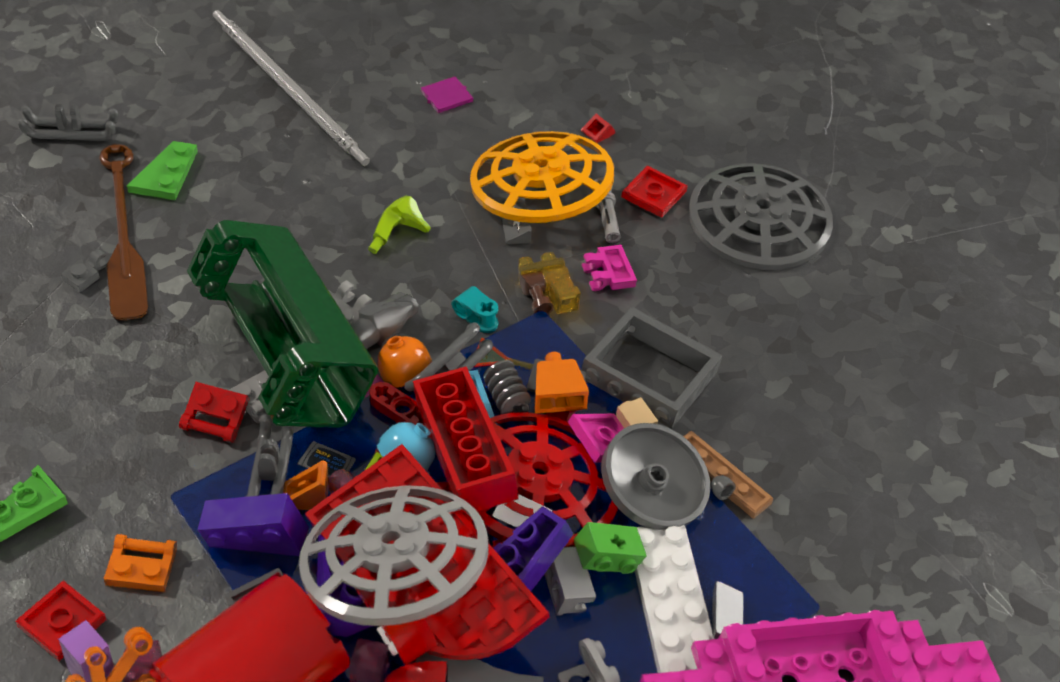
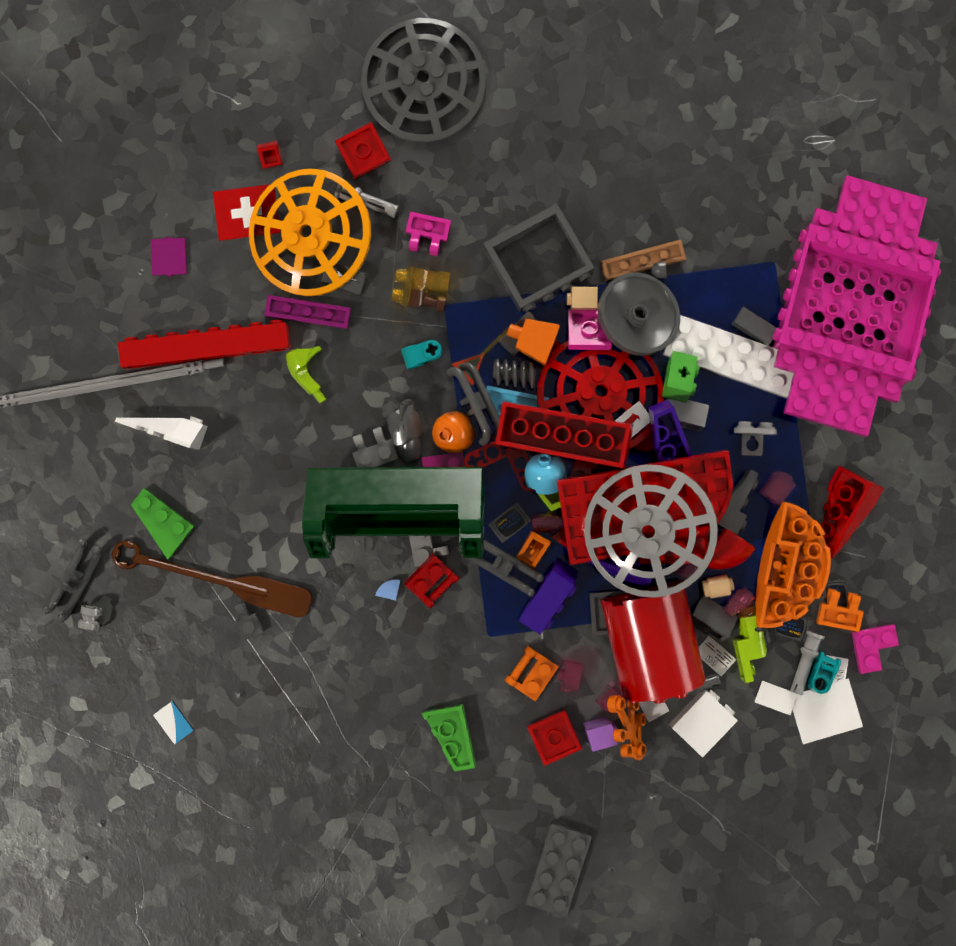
camera: 55 degrees left, 40 degrees up
(32, 147) = (90, 615): none -> light grey wheel
(156, 602) = (570, 675): none -> clear pink brick
(183, 380) = (389, 589): none -> light blue tile
(273, 145) = (176, 430): none -> white wedge
(374, 139) = (204, 345): none -> red brick
(460, 205) = (307, 312): none -> magenta plate
(523, 122) = (235, 209): none -> red sticker

